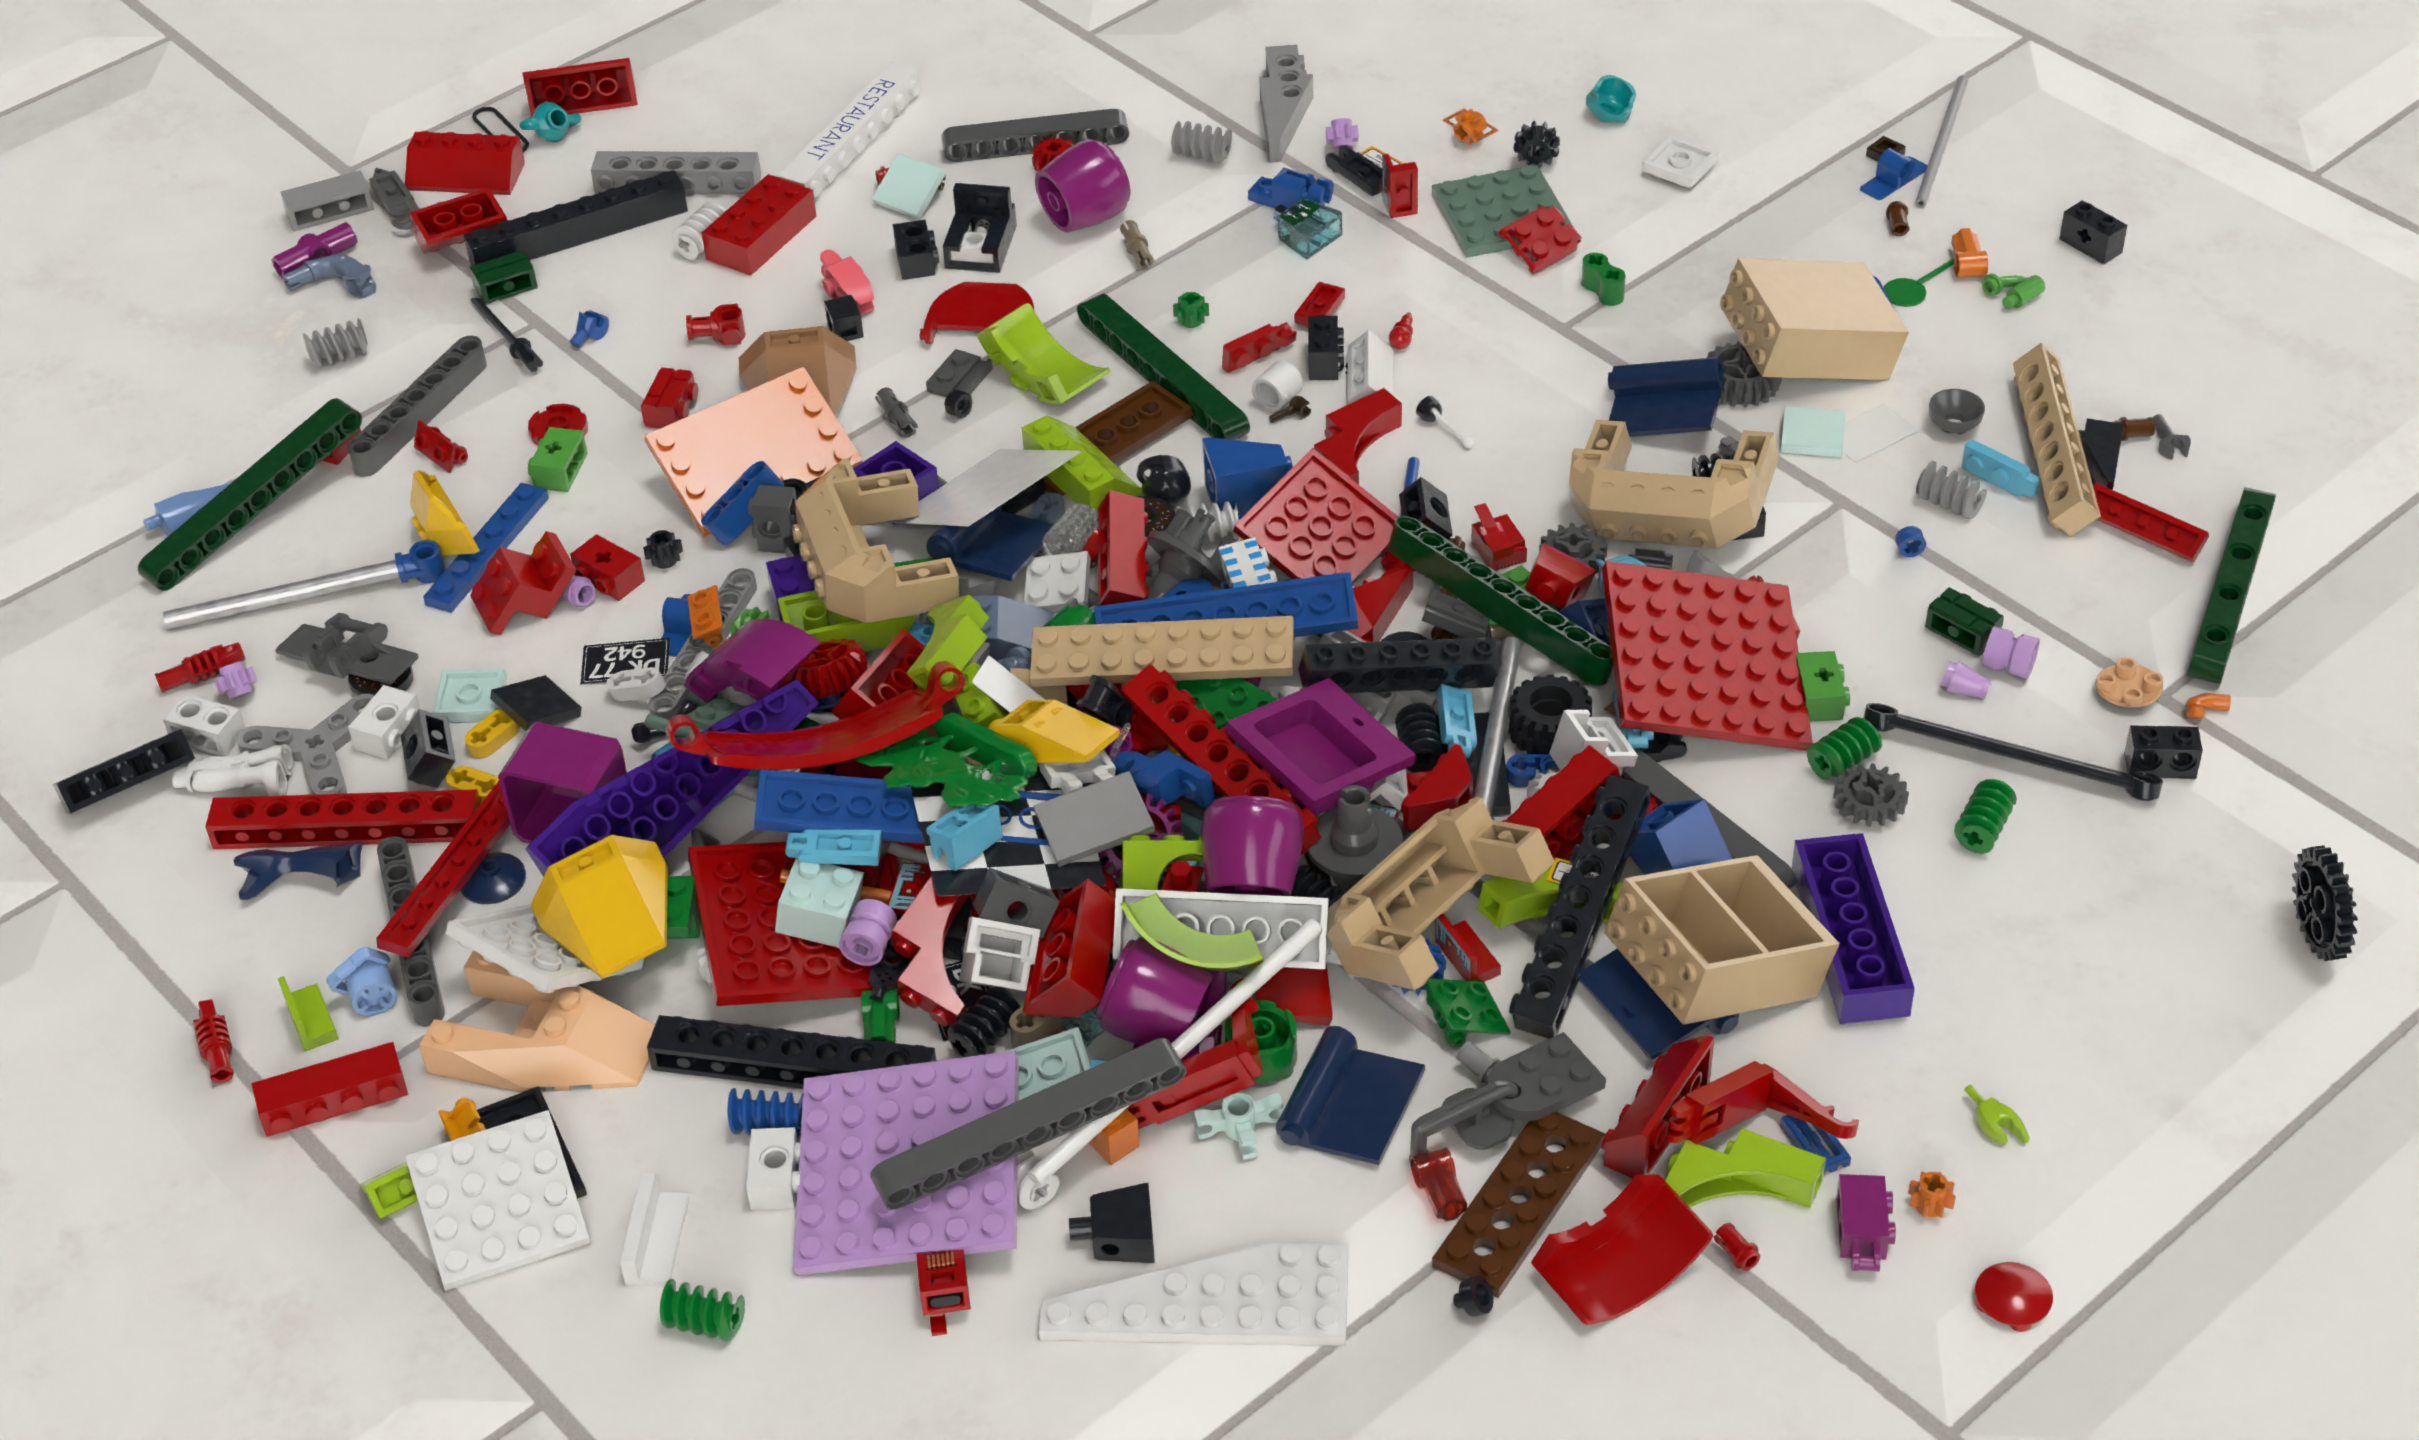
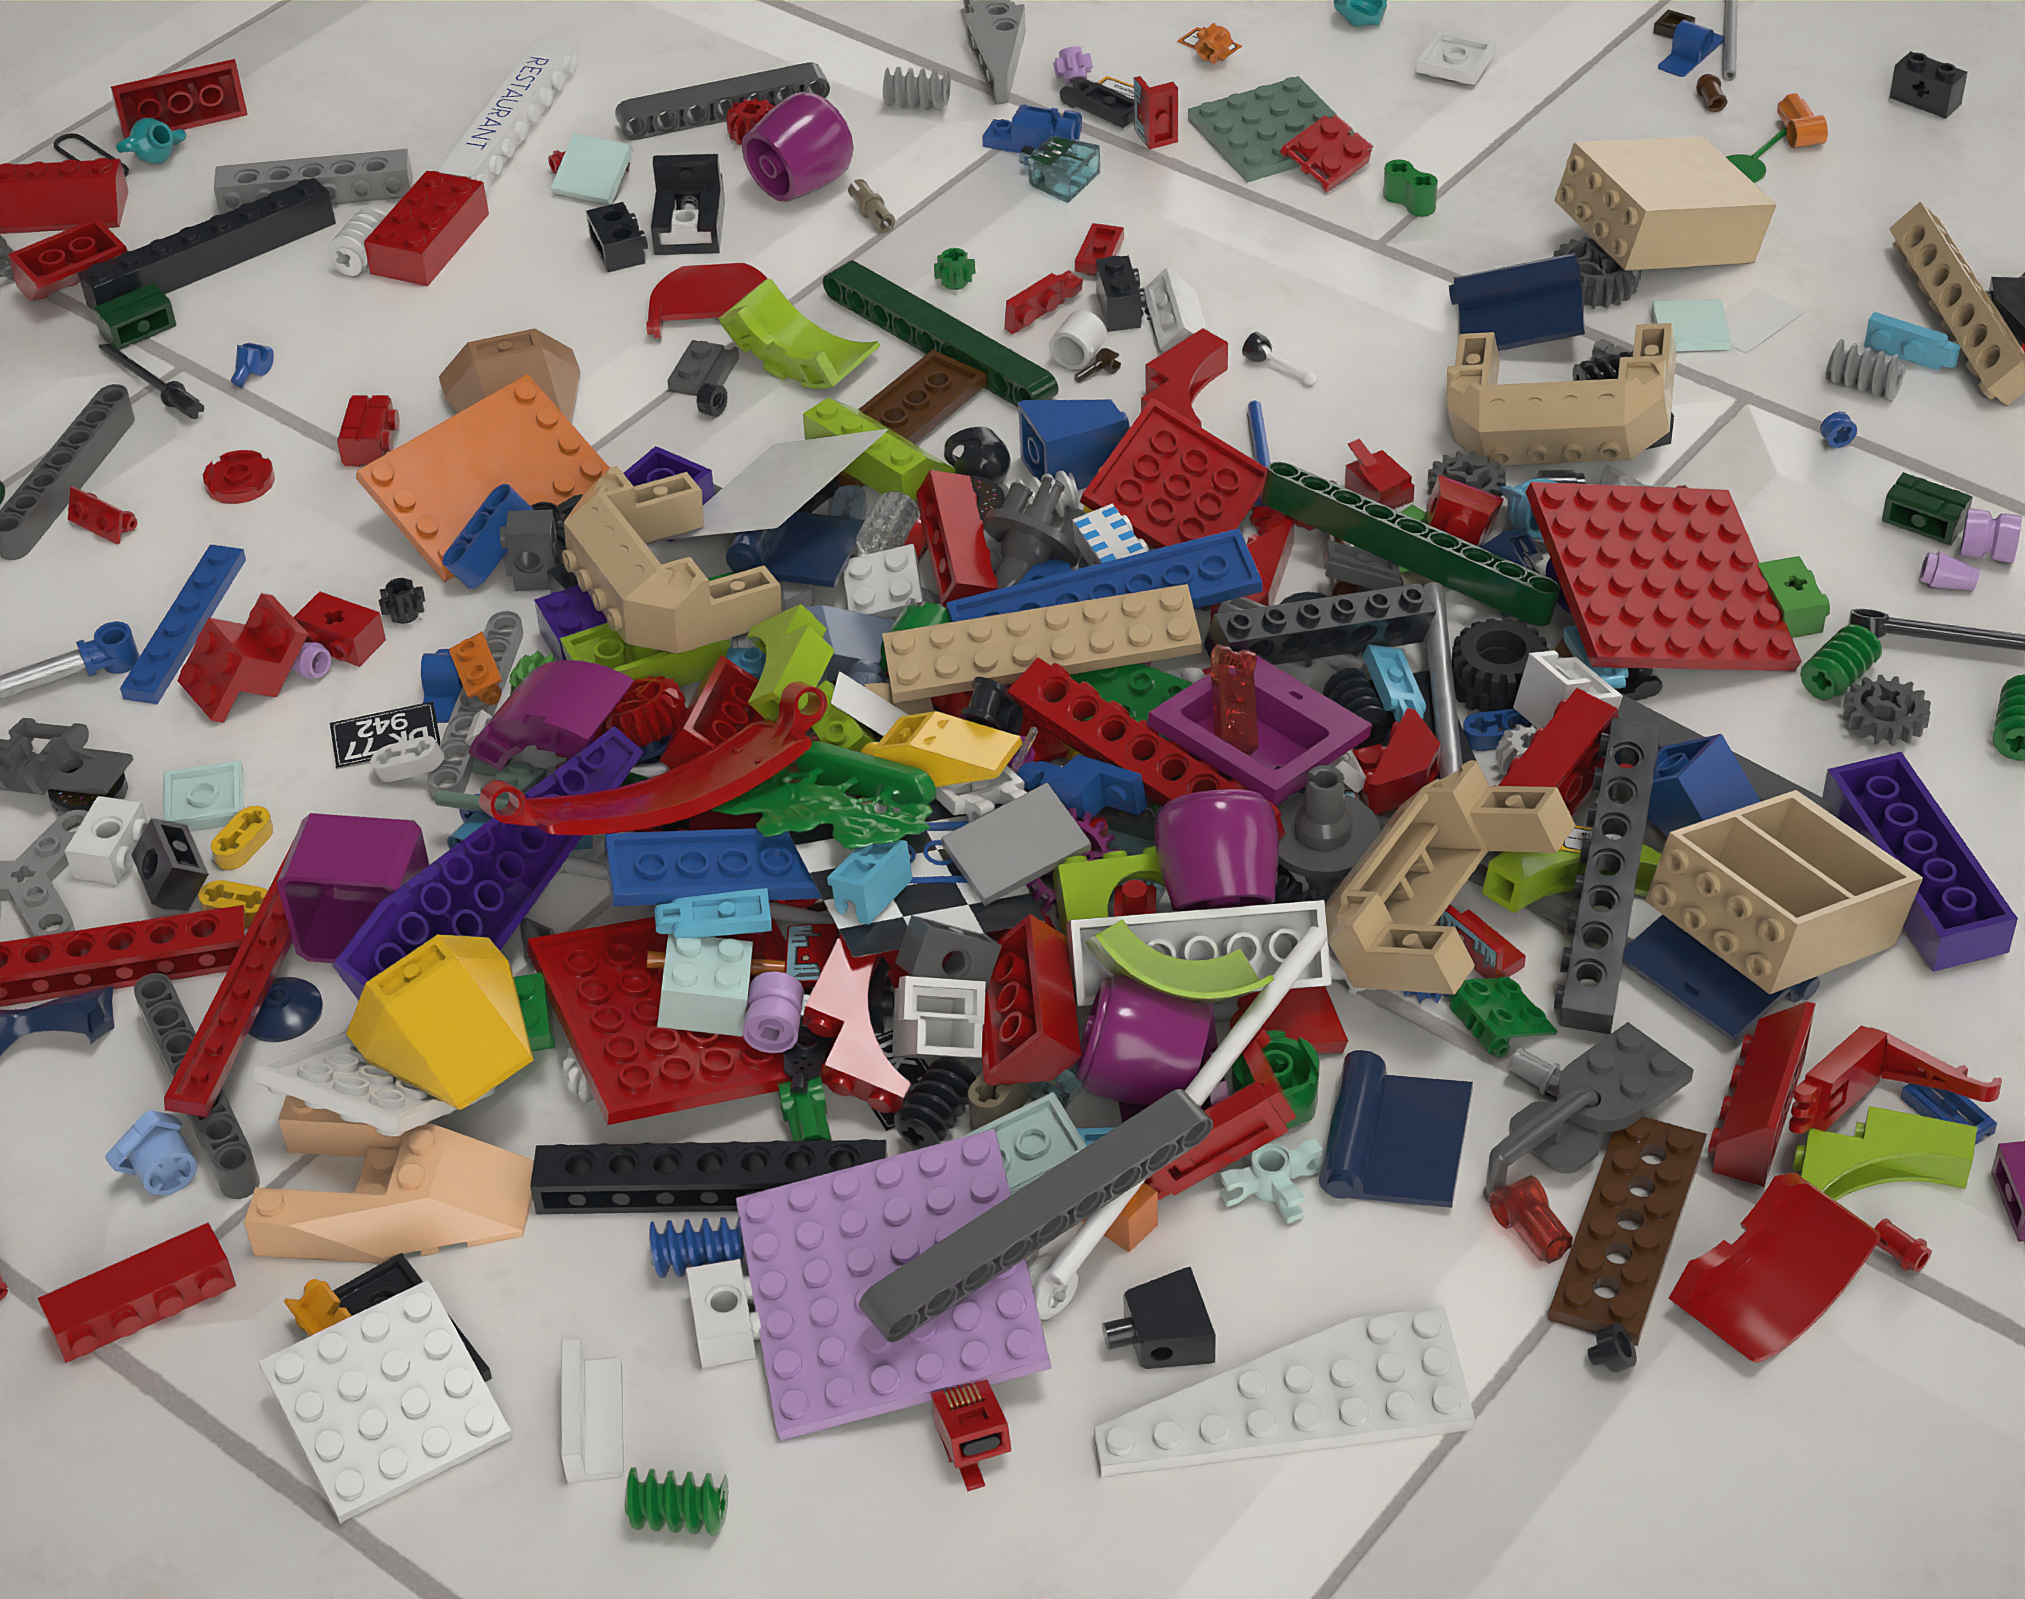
camera: 10 degrees left, 0 degrees up
(309, 1015) = (88, 1204): lime panel -> none
(390, 1190) = (244, 1406): lime panel -> none
(437, 517) = (121, 595): yellow wedge -> none
(535, 701) = (288, 795): black tile -> none
(558, 459) = (249, 512): bright green brick -> none
(644, 734) = (429, 815): black piece -> none
(723, 324) = (412, 342): red connector -> none
(844, 318) = (554, 318): black brick -> none
(846, 278) = (546, 281): coral hinge -> none
(896, 412) = (641, 416): dark grey pin -> none
(1303, 719) = (1234, 698): none -> clear red plate
(1401, 334) = (1200, 269): red bar -> none
(1427, 505) = (1286, 444): black brick -> none
(1536, 144) = (1295, 53): black gear -> none
(1957, 405) = (1843, 285): dark grey piece -> none
(2023, 288) = (1871, 152): bright green plant -> none

